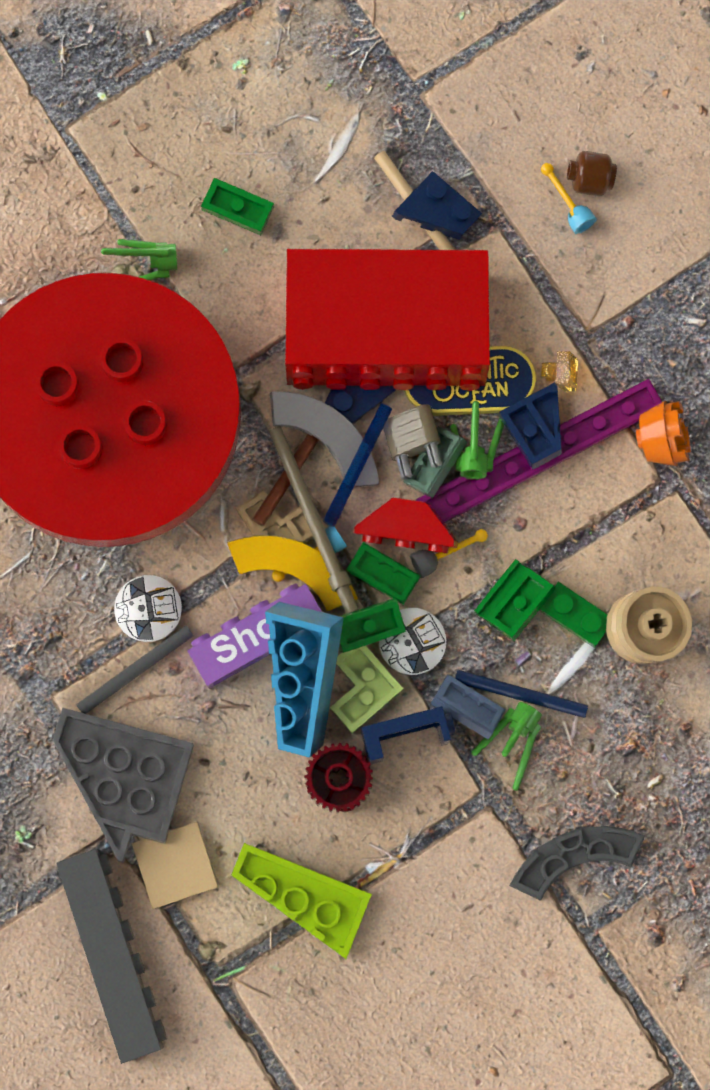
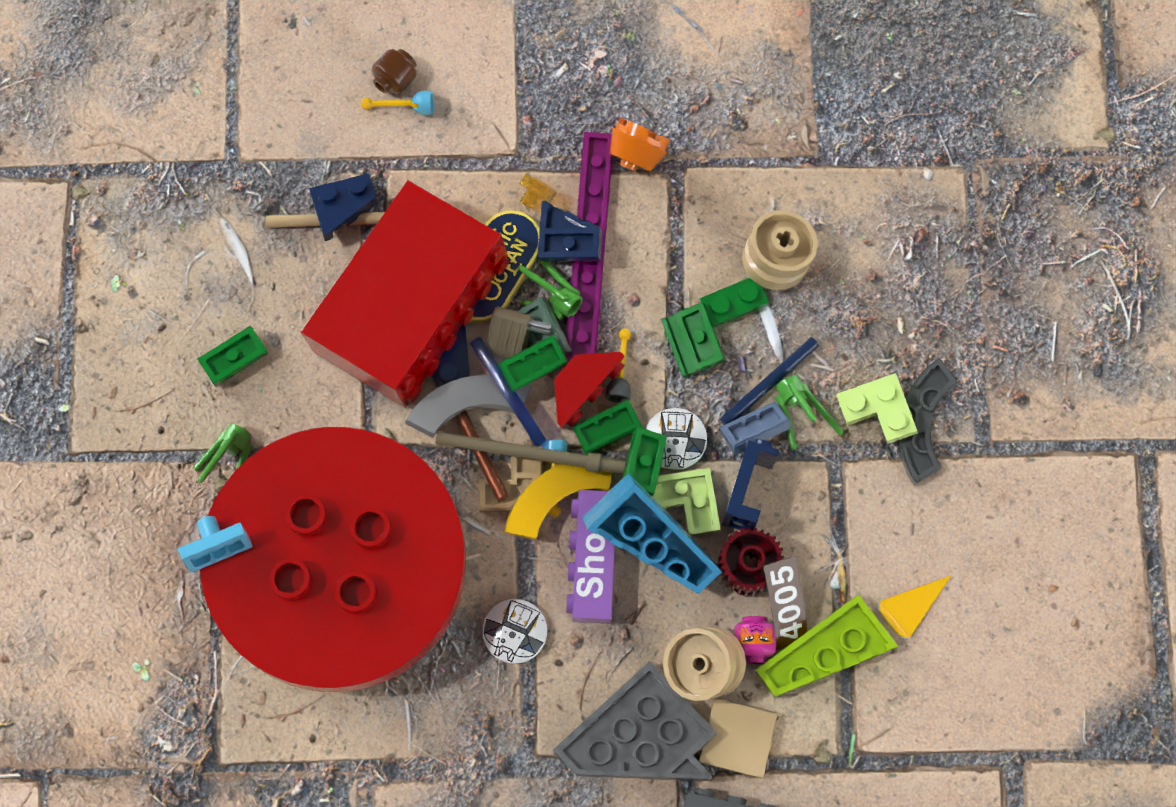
camera: 55 degrees left, 5 degrees down
(45, 298) = (214, 544): none -> medium azure tile
(135, 670) = (558, 673): dark grey bar -> none
(218, 792) = (704, 663): none -> tan wheel
(272, 825) = (756, 638): none -> dark pink head
(321, 831) = (786, 601): none -> sticker
(389, 948) = (908, 608): none -> yellow sticker
(394, 470) = (532, 363): none -> green plate
(569, 807) = (879, 398): none -> yellowish green plate

